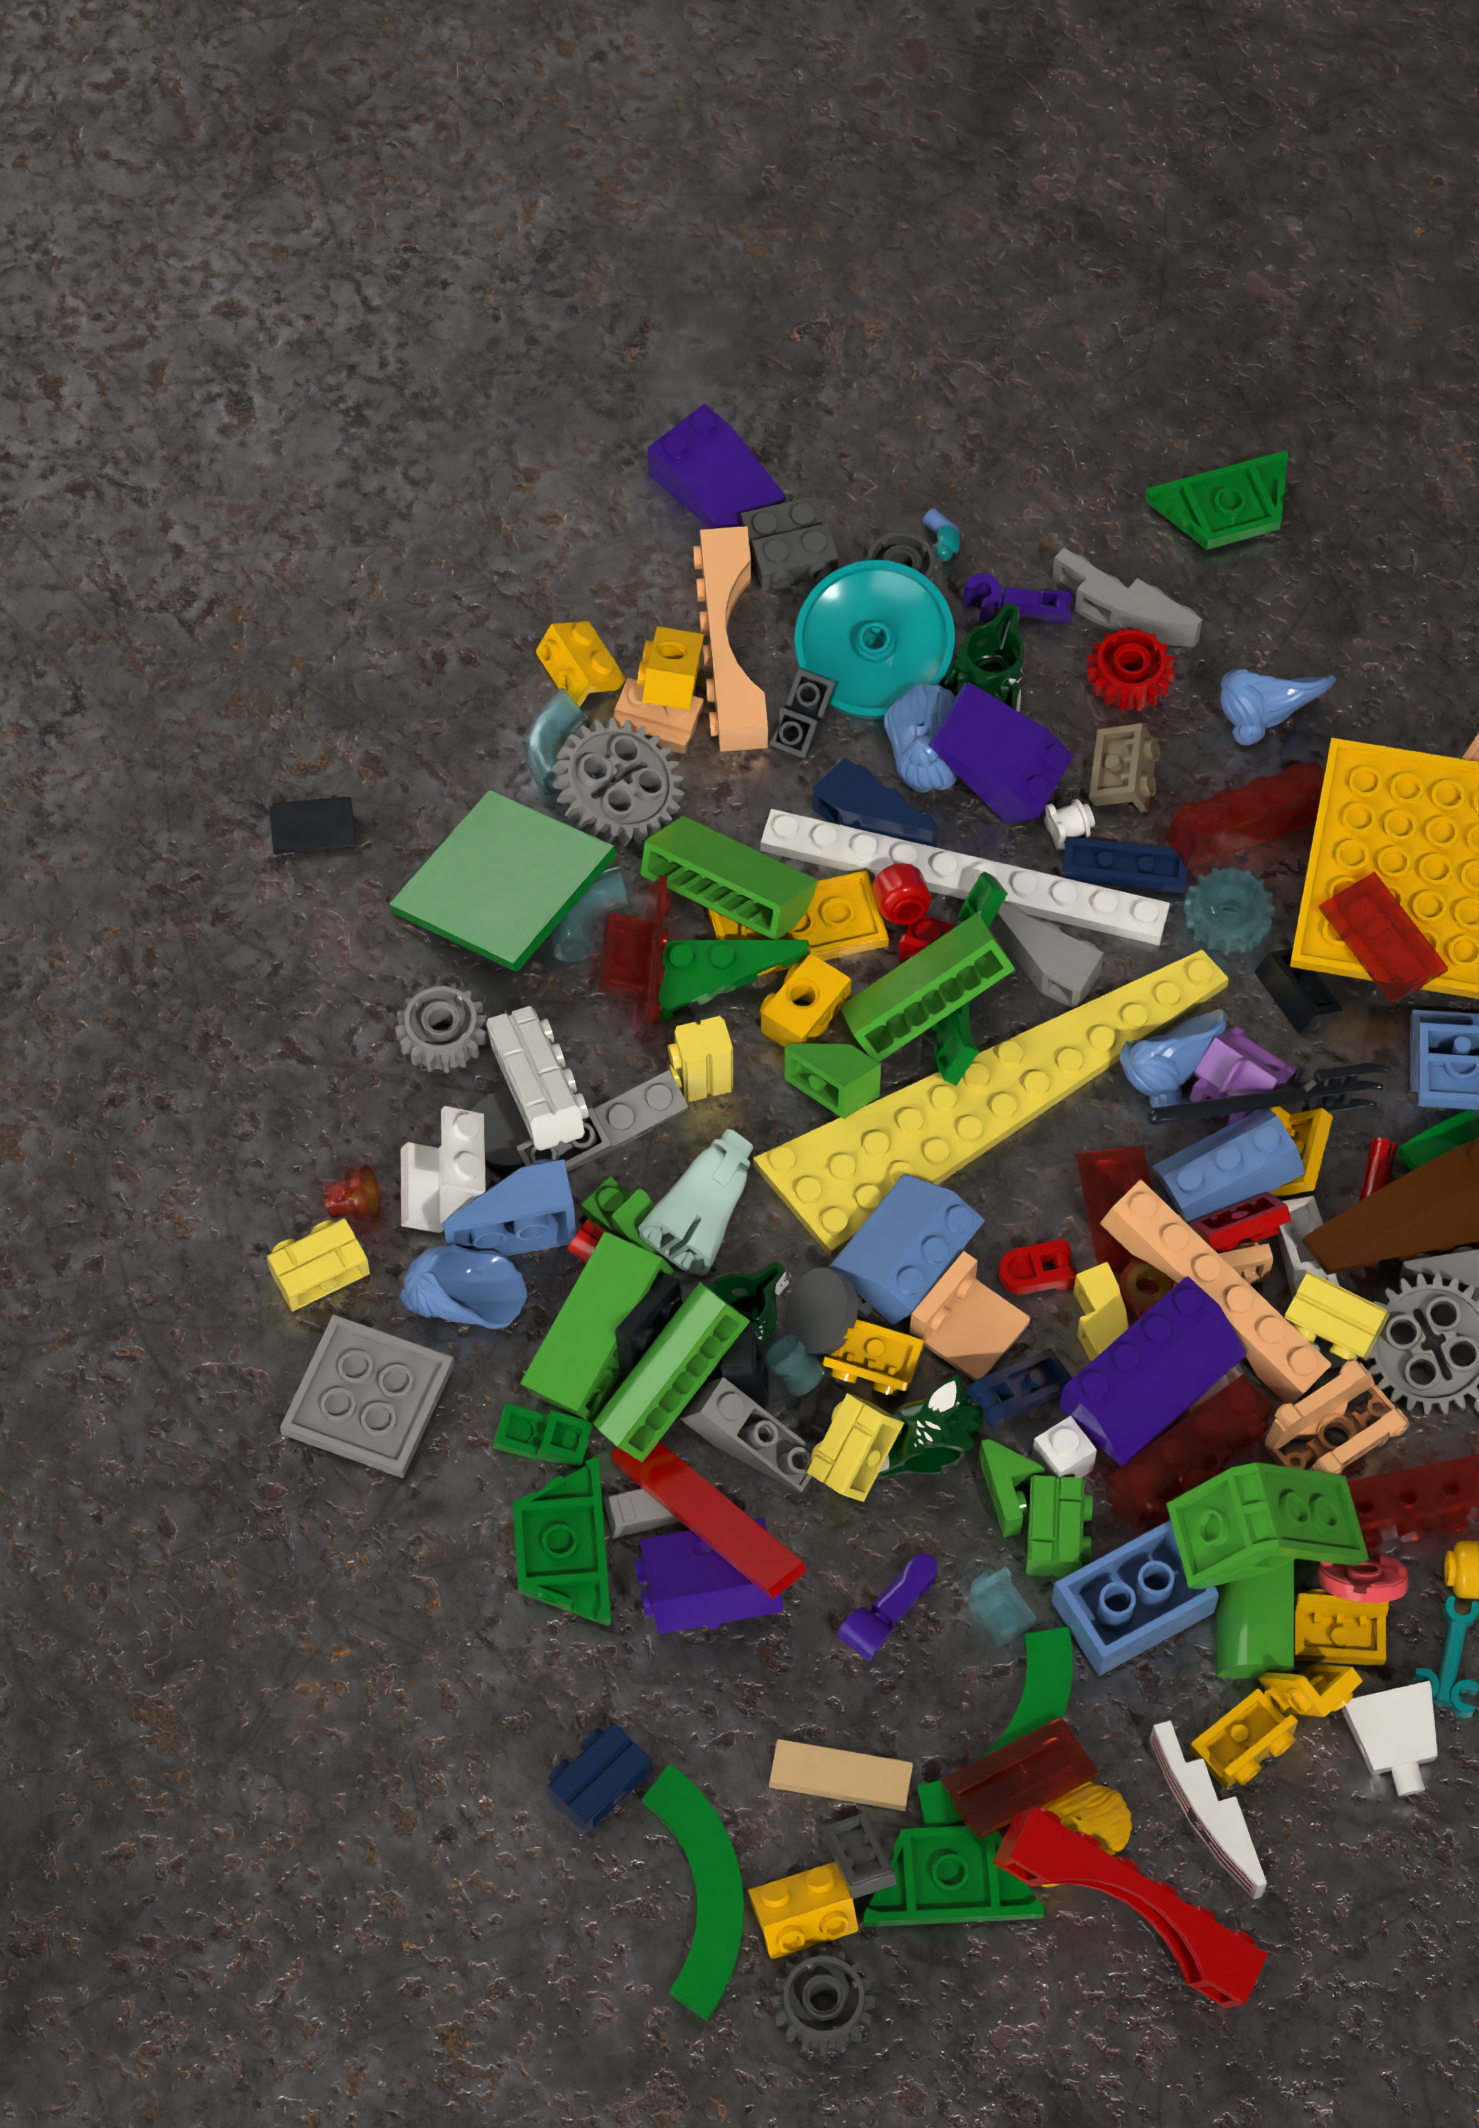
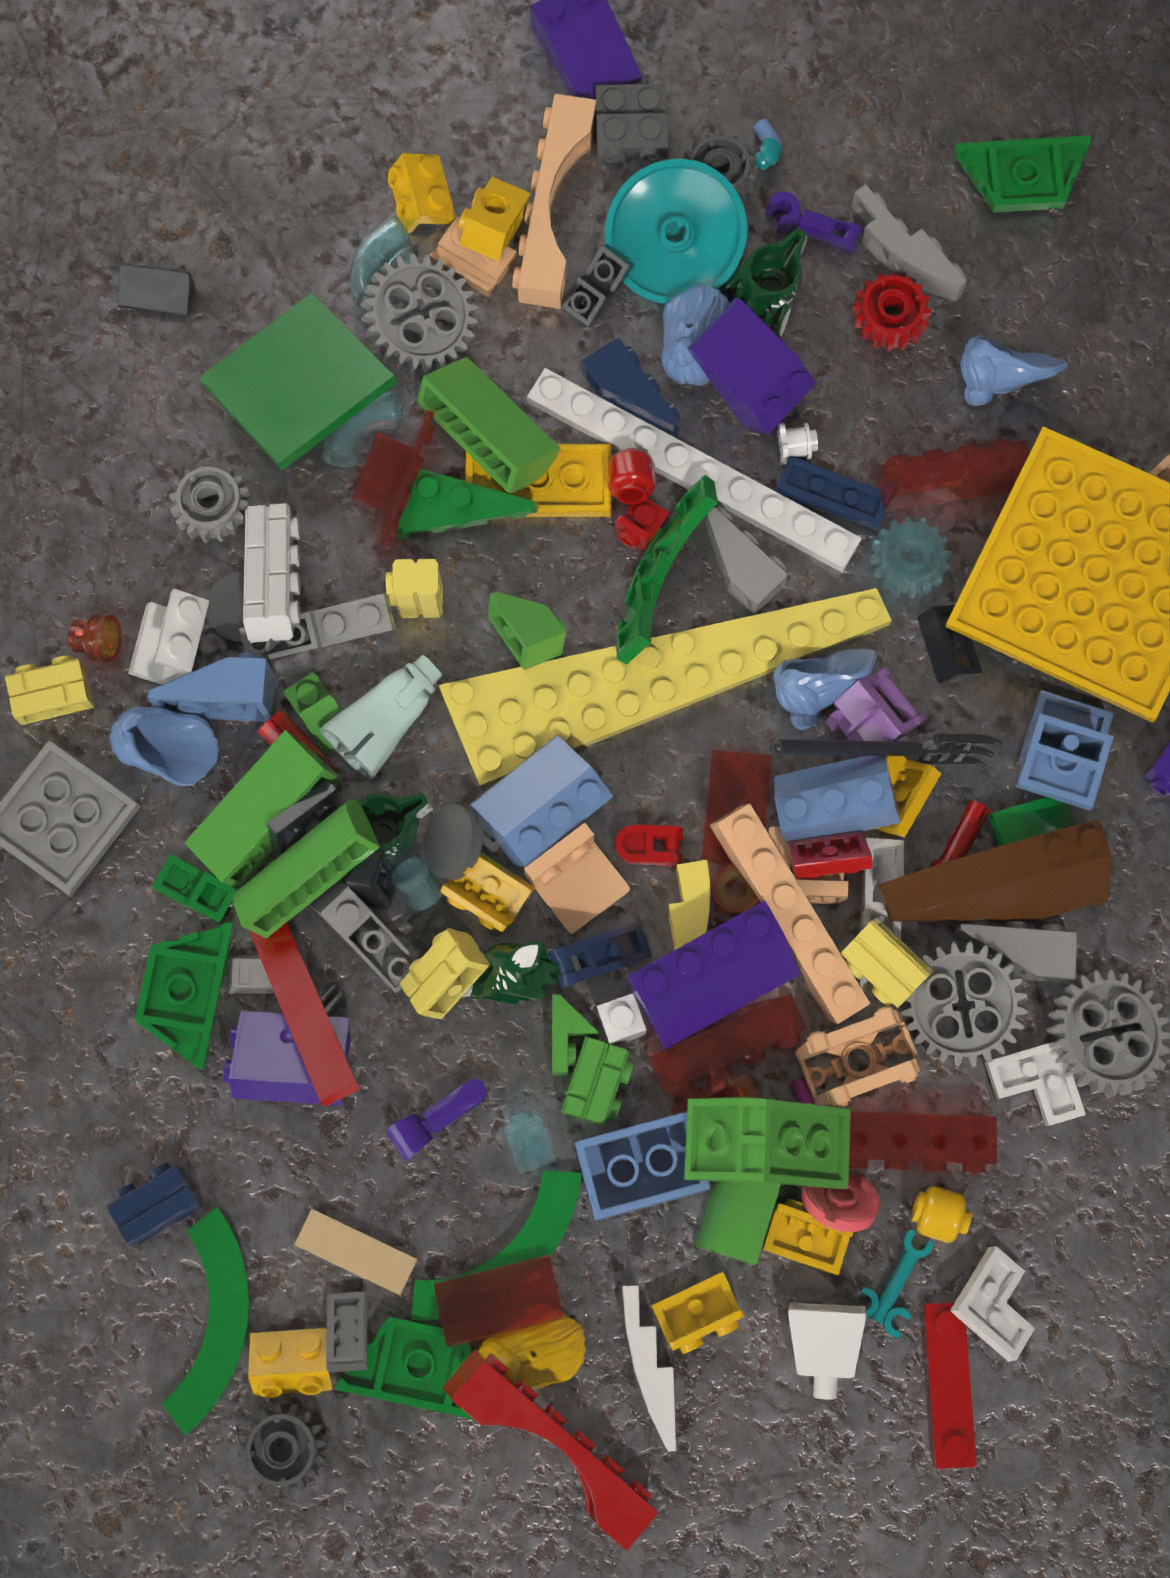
camera: 15 degrees right, 15 degrees up
(811, 982) = (513, 575): yellow brick -> none
(926, 988) = (625, 571): bright green brick -> none
(1124, 766) = (859, 402): dark tan bracket -> none
(1312, 1692) = (766, 1291): yellow bracket -> none
(1383, 938) = (1032, 624): clear red piece -> none

